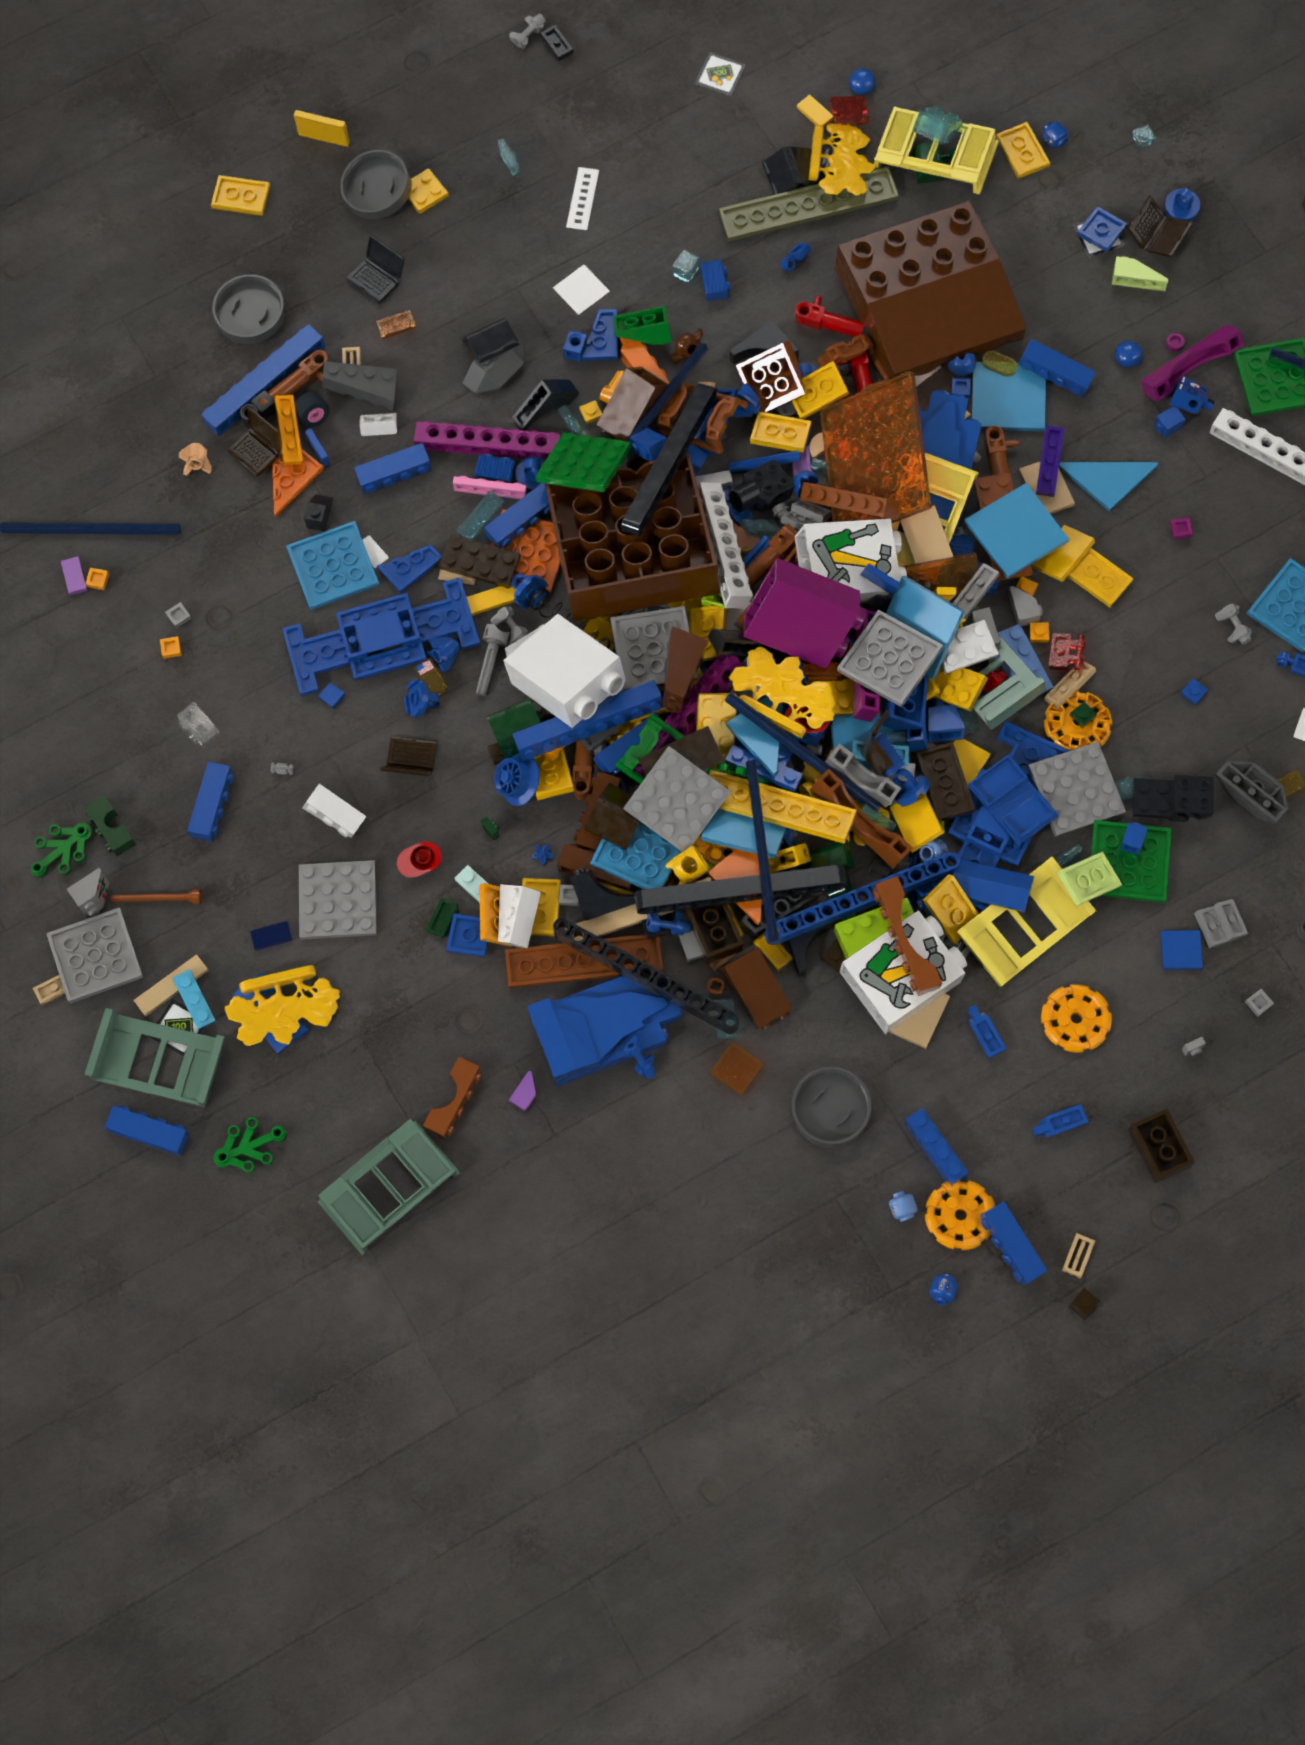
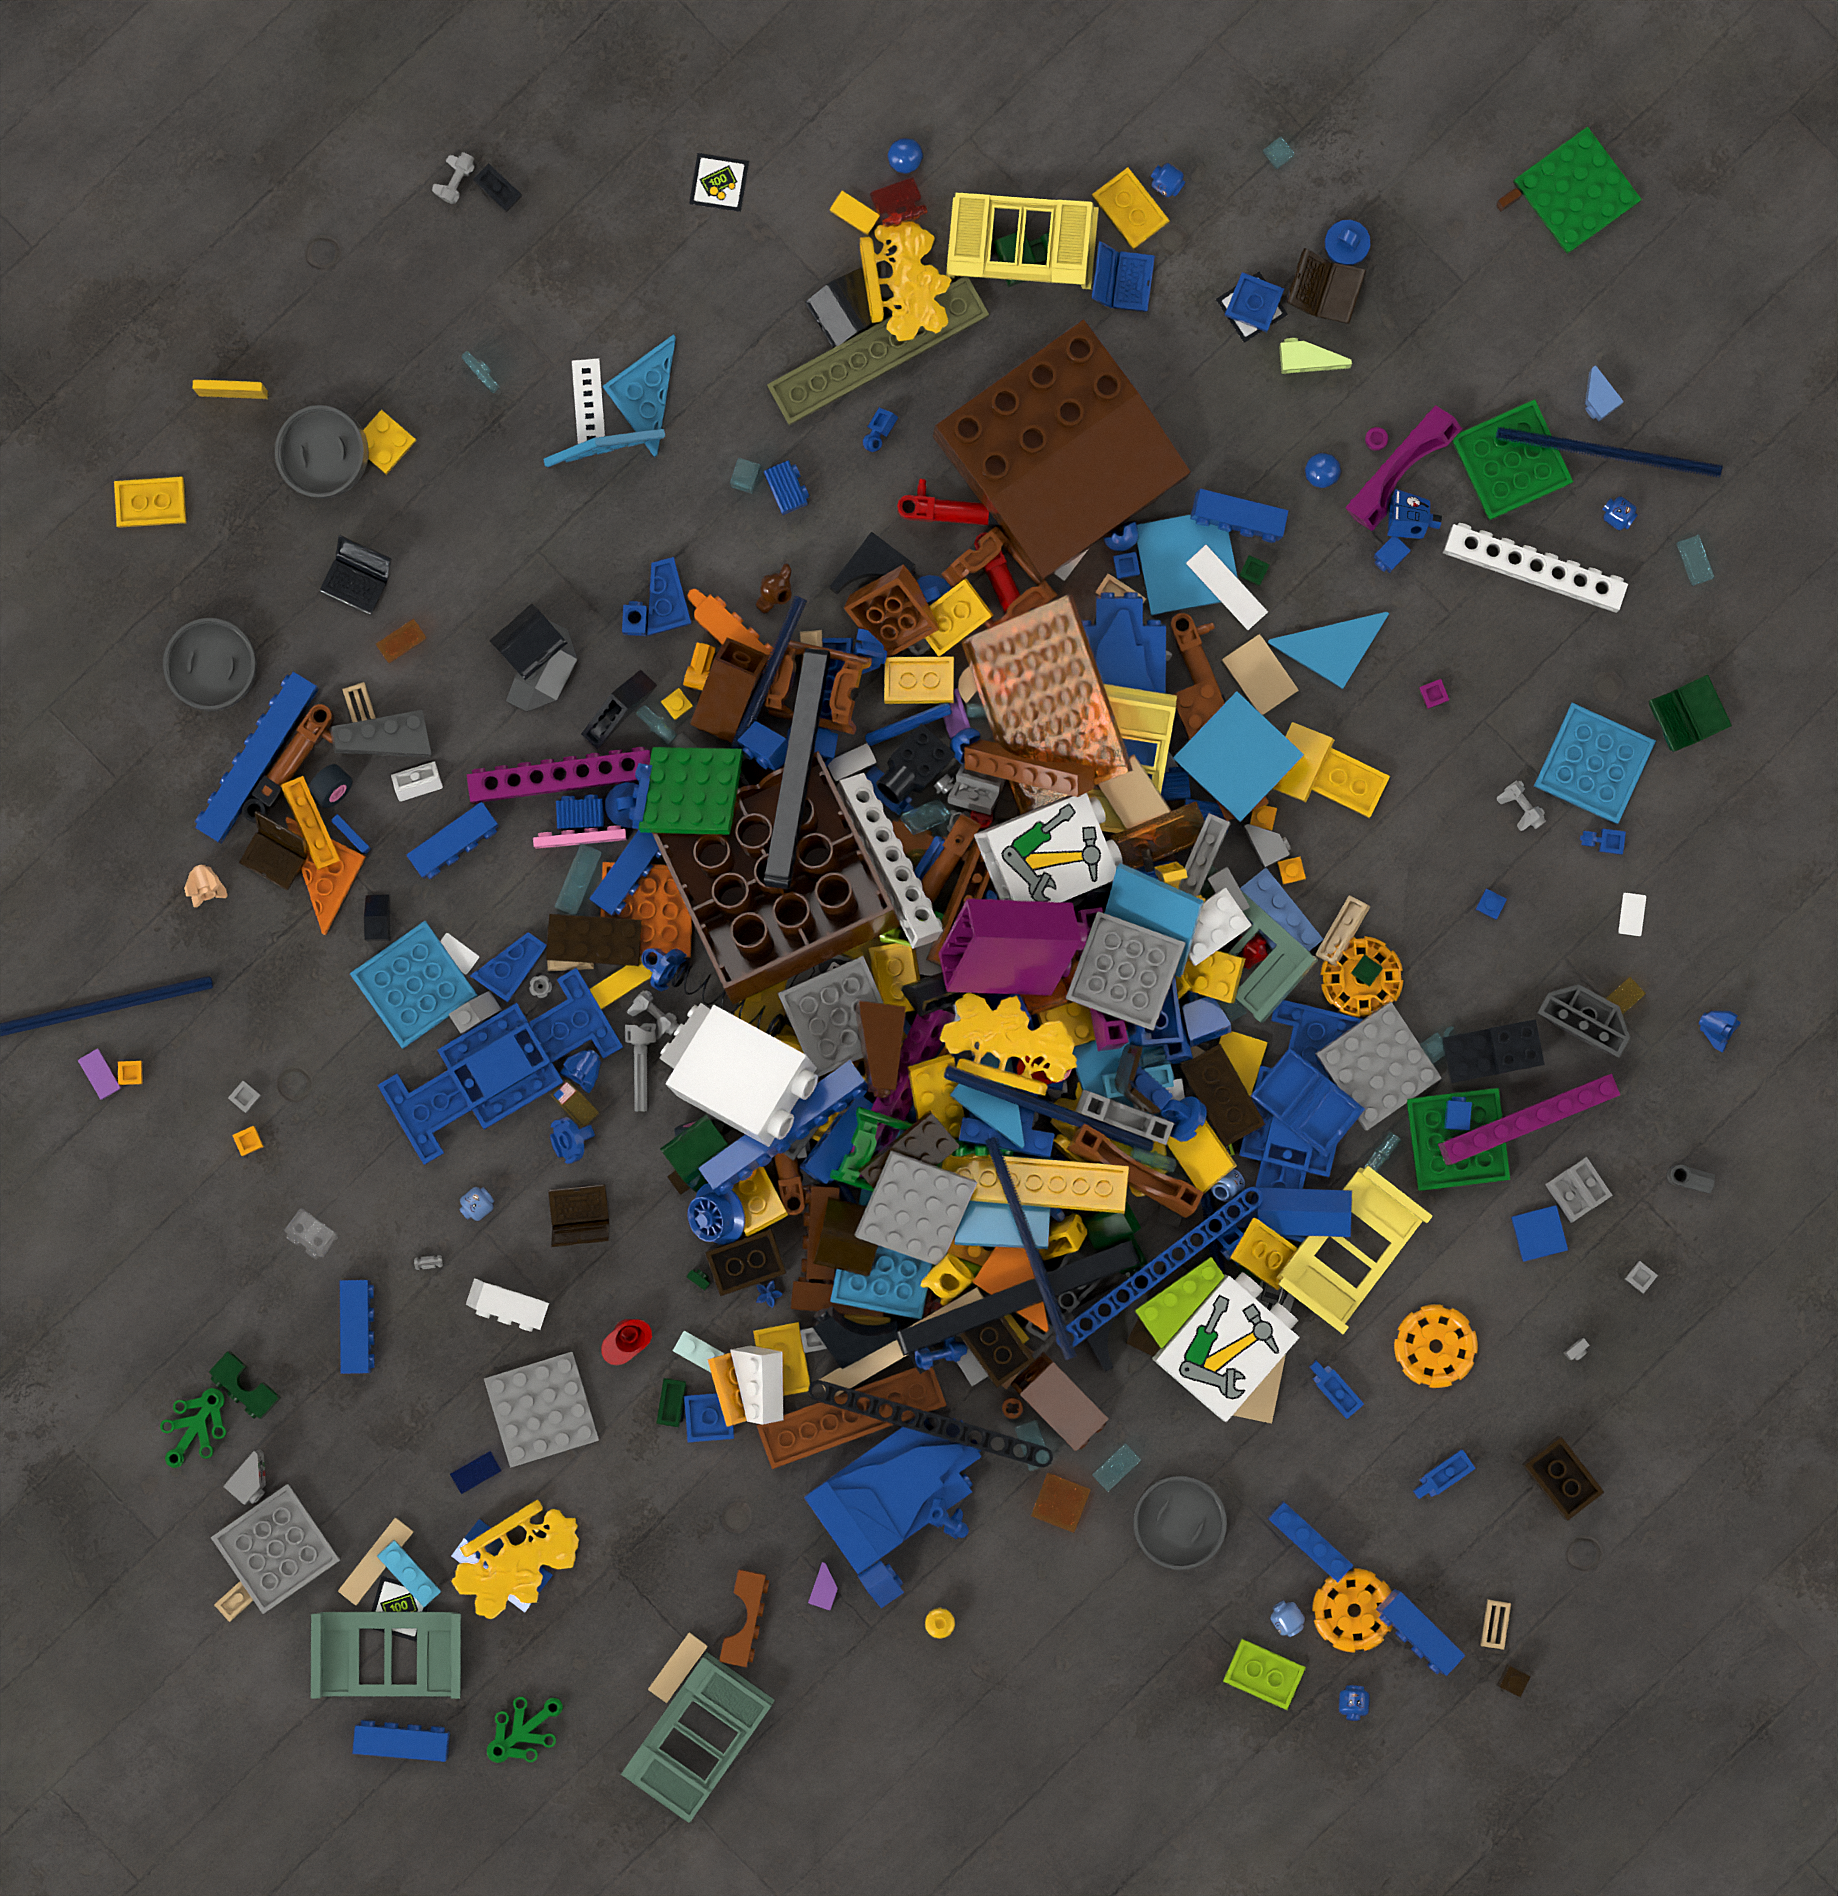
camera: 15 degrees left, 15 degrees up
(193, 896) = (370, 1448): dark orange piece -> none
(331, 695) = (461, 1155): blue tile -> none
(332, 732) = (476, 1203): none -> medium blue head
(371, 591) = (475, 1012): none -> light grey slope
(388, 1125) = (678, 1667): none -> tan tile
(428, 582) = (535, 982): none -> light grey plate
(531, 822) = (746, 1262): none -> dark brown brick
(543, 457) = (640, 793): none -> blue hinge
(572, 1094) = (881, 1583): none -> blue brick
(581, 289) = (620, 534): white sticker -> none
(585, 218) = (603, 445): none -> dark azure tile
(612, 1140) = (940, 1622): none -> yellow head
(625, 197) = (643, 390): none -> dark azure tile
(644, 326) = (714, 578): green slope -> none
(775, 954) = (1082, 1351): yellow tile -> none
(789, 1052) = (1116, 1467): none -> clear light blue plate
(872, 1249) = (1264, 1674): none -> lime tile
(880, 579) = (1092, 876): blue tile -> none
(922, 973) = (1196, 1274): dark orange arch -> none
(937, 124) = (1018, 213): clear light blue slope -> none
(999, 363) = (1167, 522): clear yellow tile -> none
(1004, 195) = (1122, 279): none -> blue piece
(1030, 413) = (1227, 587): none -> white sticker
(1049, 461) = (1257, 644): dark purple plate -> none
(1059, 411) = (1254, 570): none -> dark green plate
(1061, 649) = (1323, 893): clear red plate -> none
(1089, 878) = (1417, 1181): yellowish green plate -> none
(1191, 854) = (1528, 1119): none -> magenta brick

